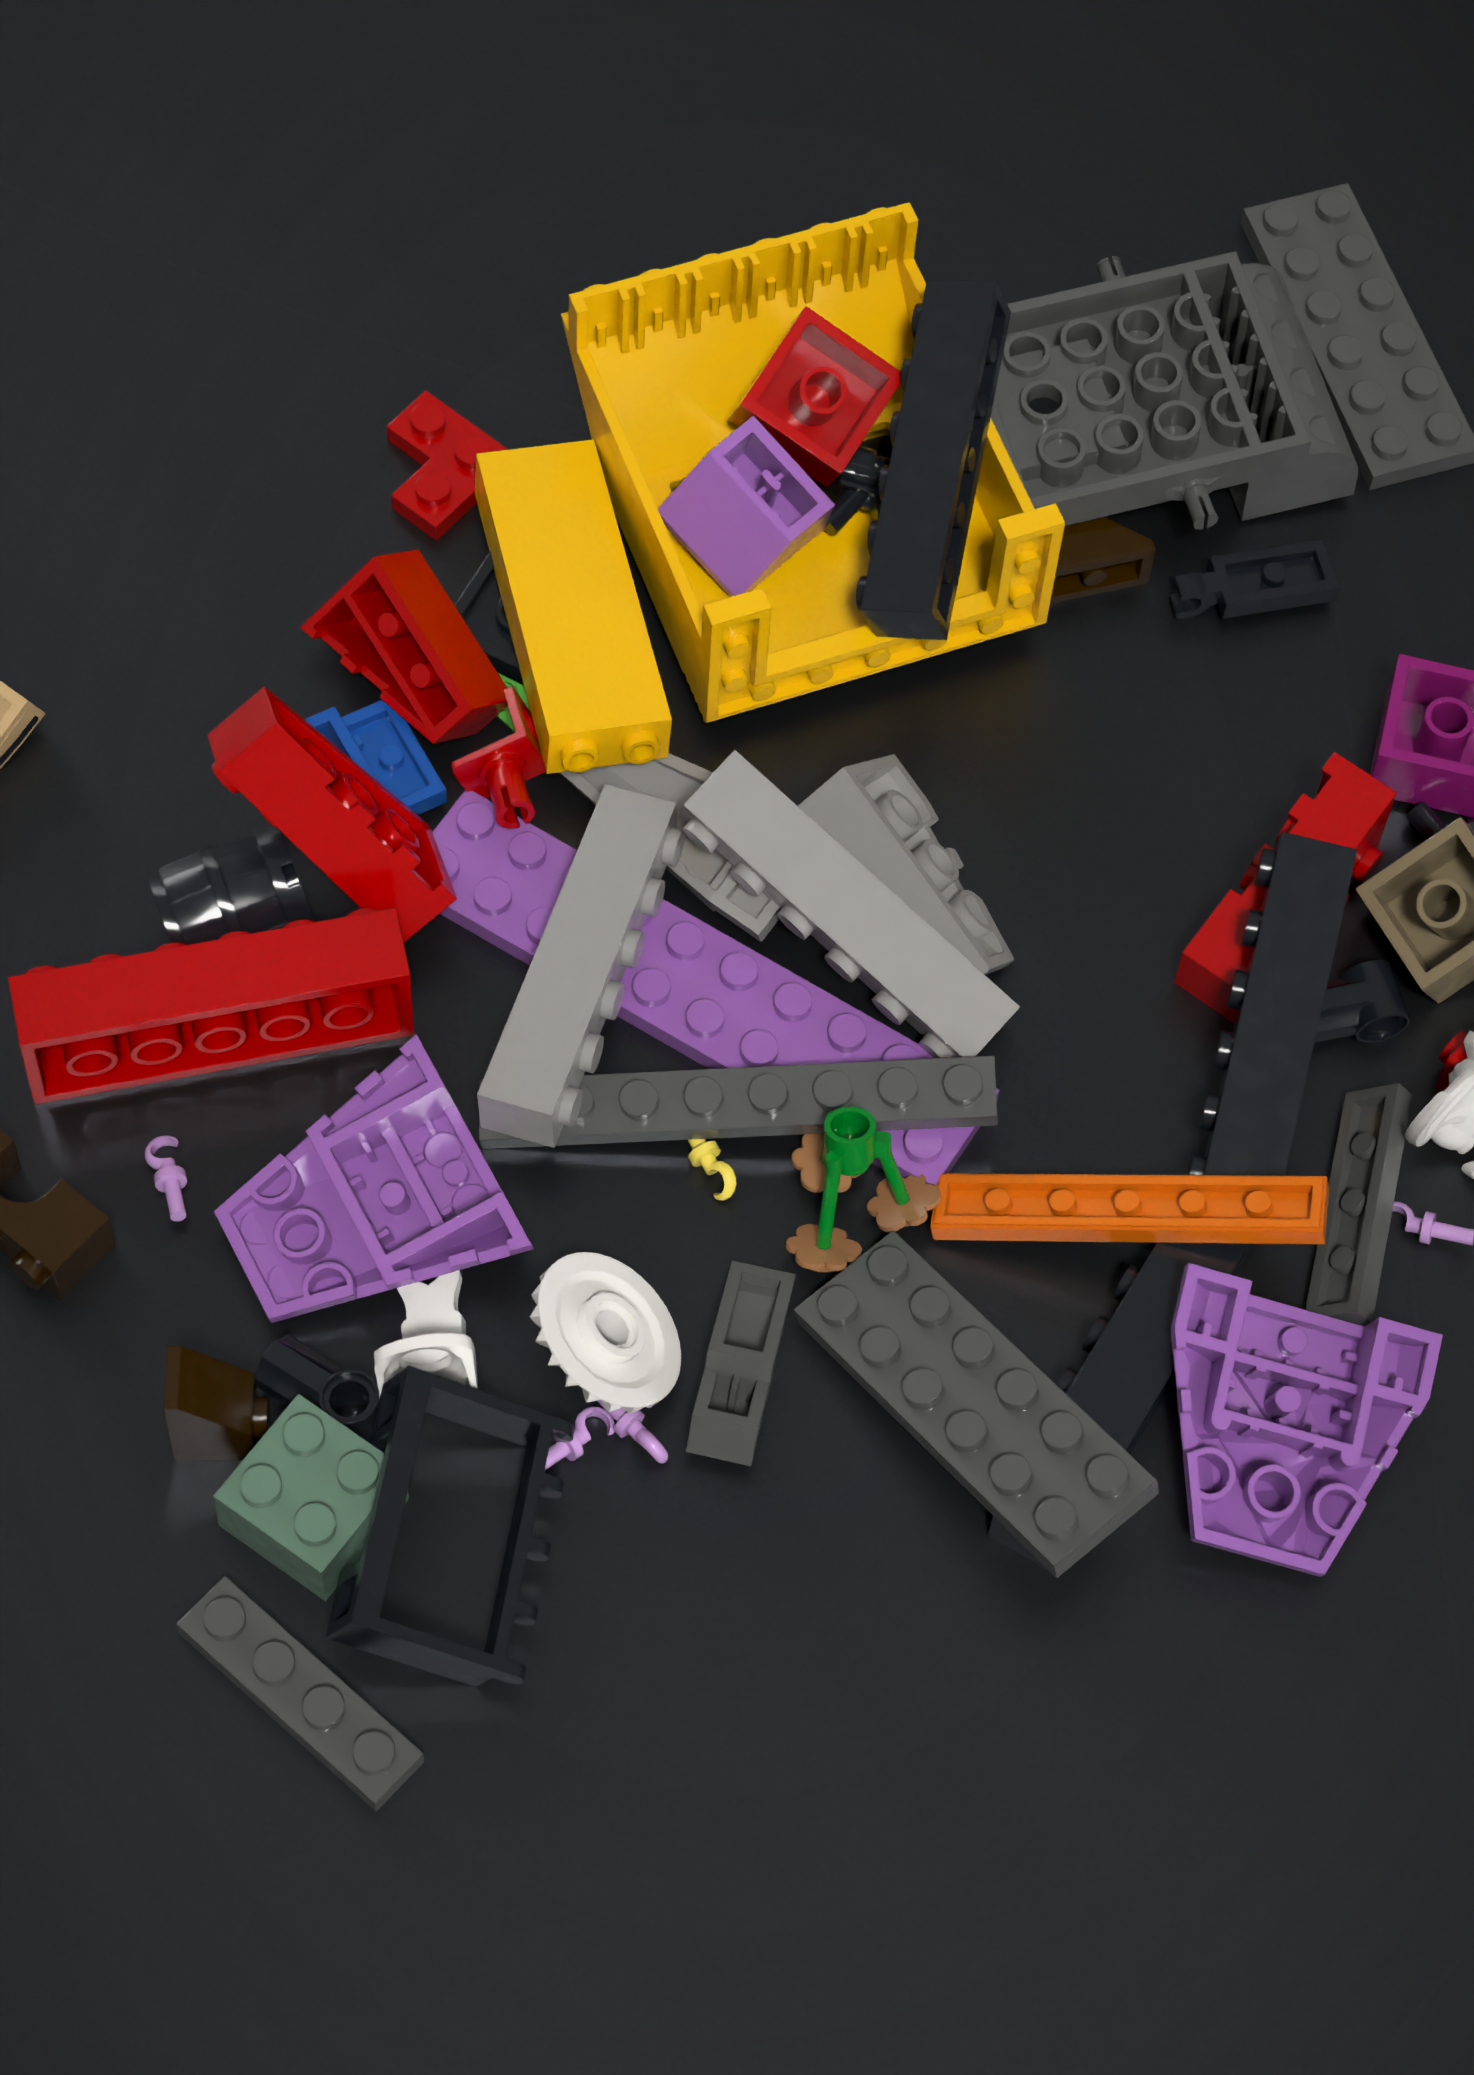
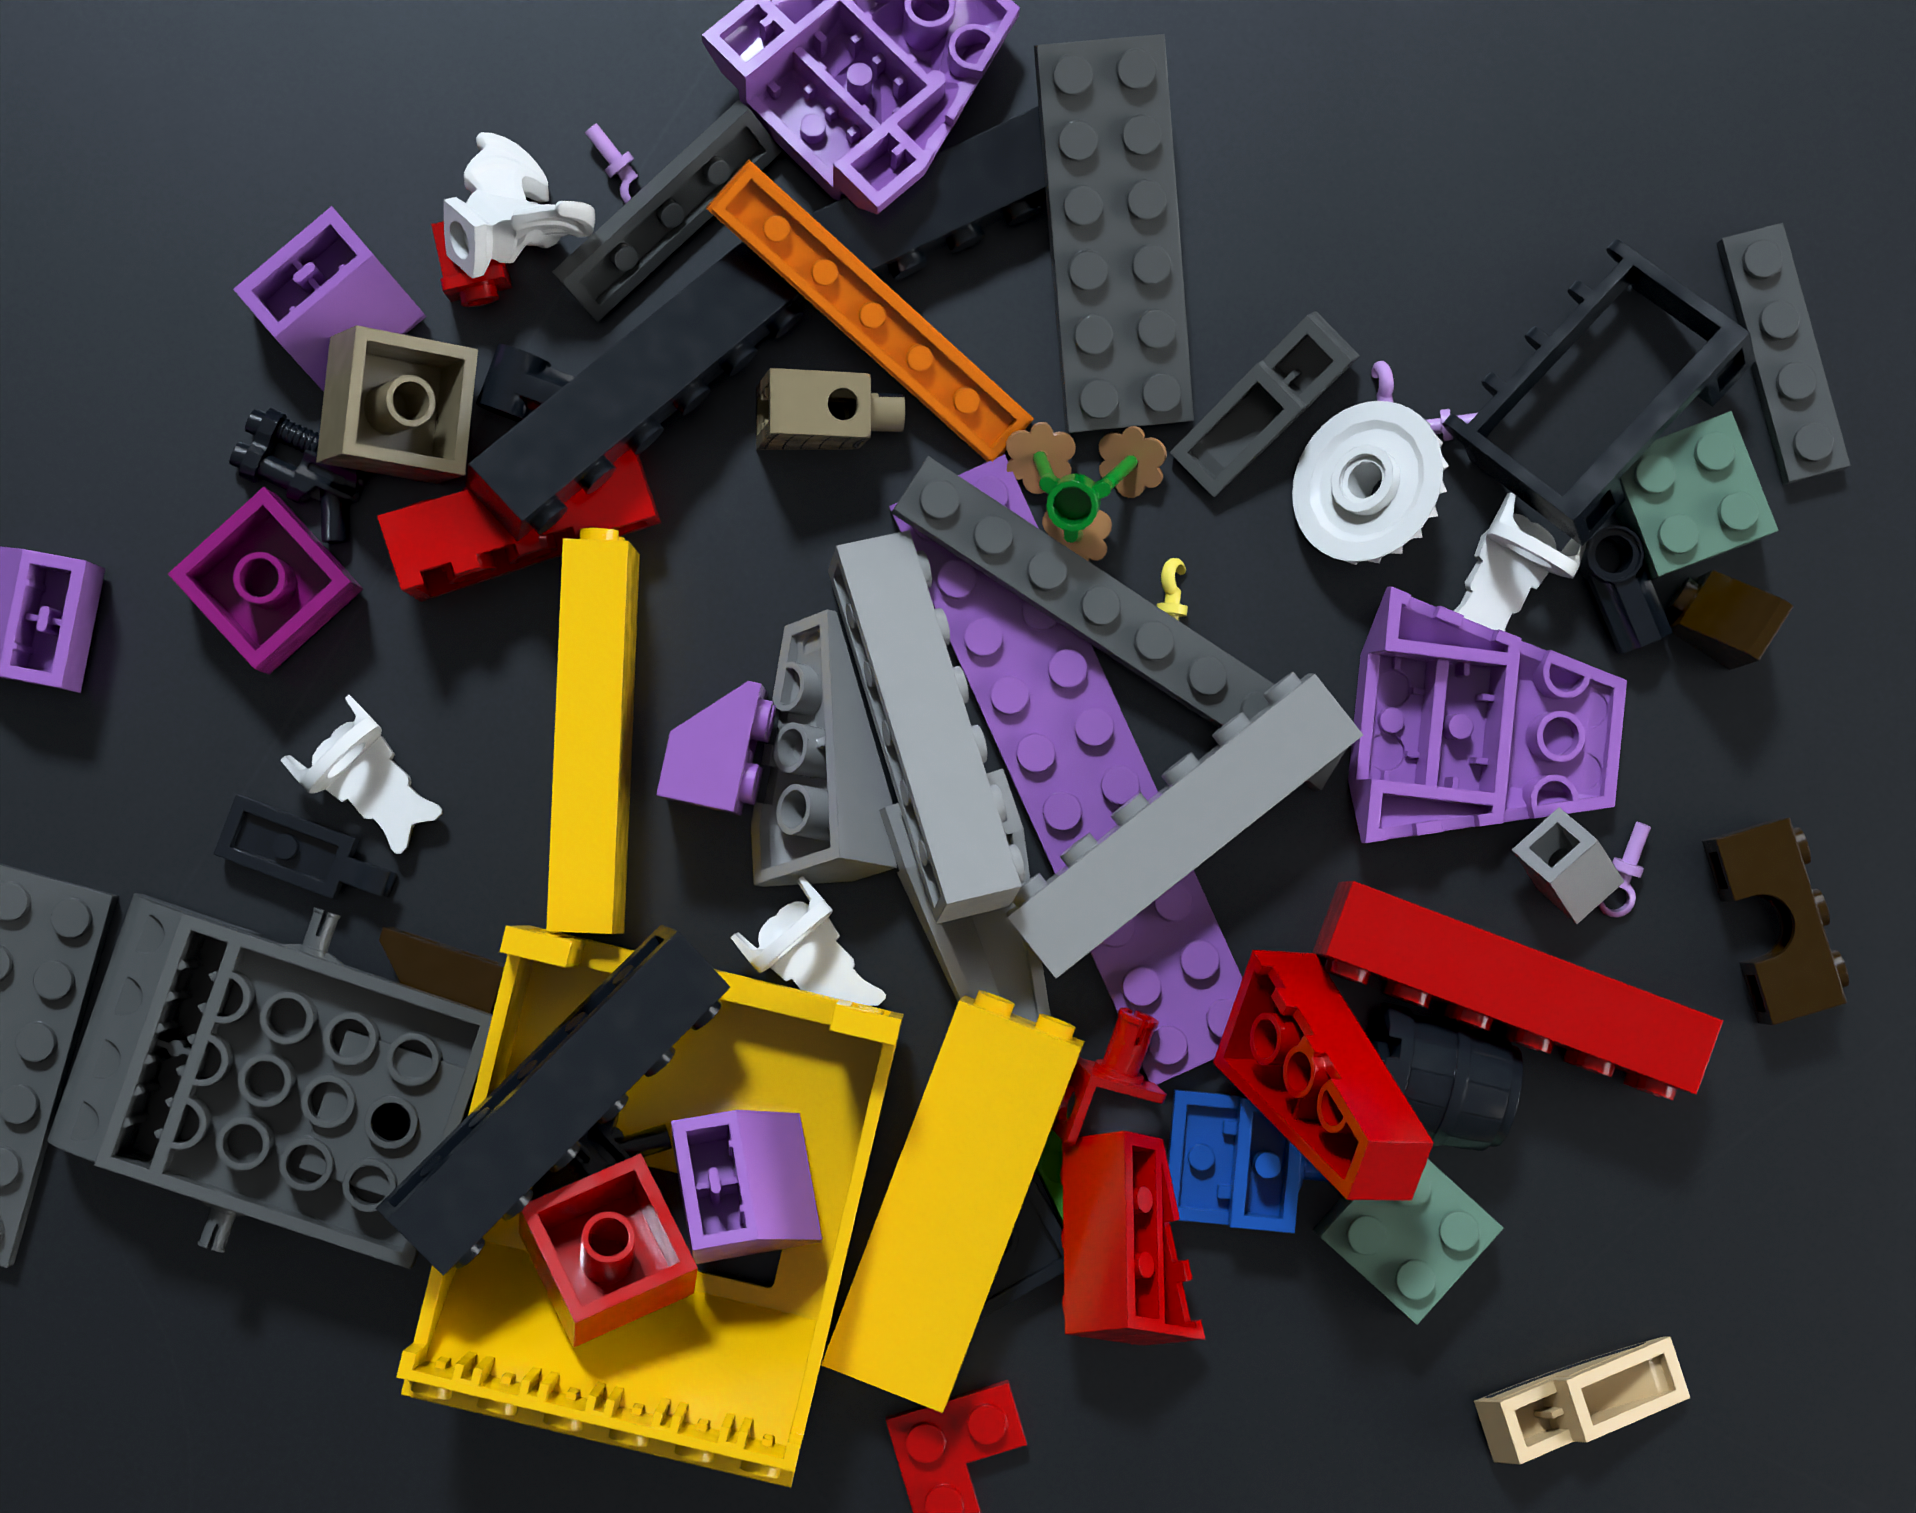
camera: 145 degrees left, 25 degrees up
(169, 796) = (1413, 1246): none -> sand green brick
(226, 1131) = (1568, 865): none -> light grey brick
(817, 733) = (804, 947): none -> white hair
(992, 805) = (714, 752): none -> medium lavender slope
(1101, 765) = (593, 734): none -> yellow brick
(1113, 1113) = (796, 414): none -> dark tan torso
(1262, 663) = (360, 769): none -> white hair

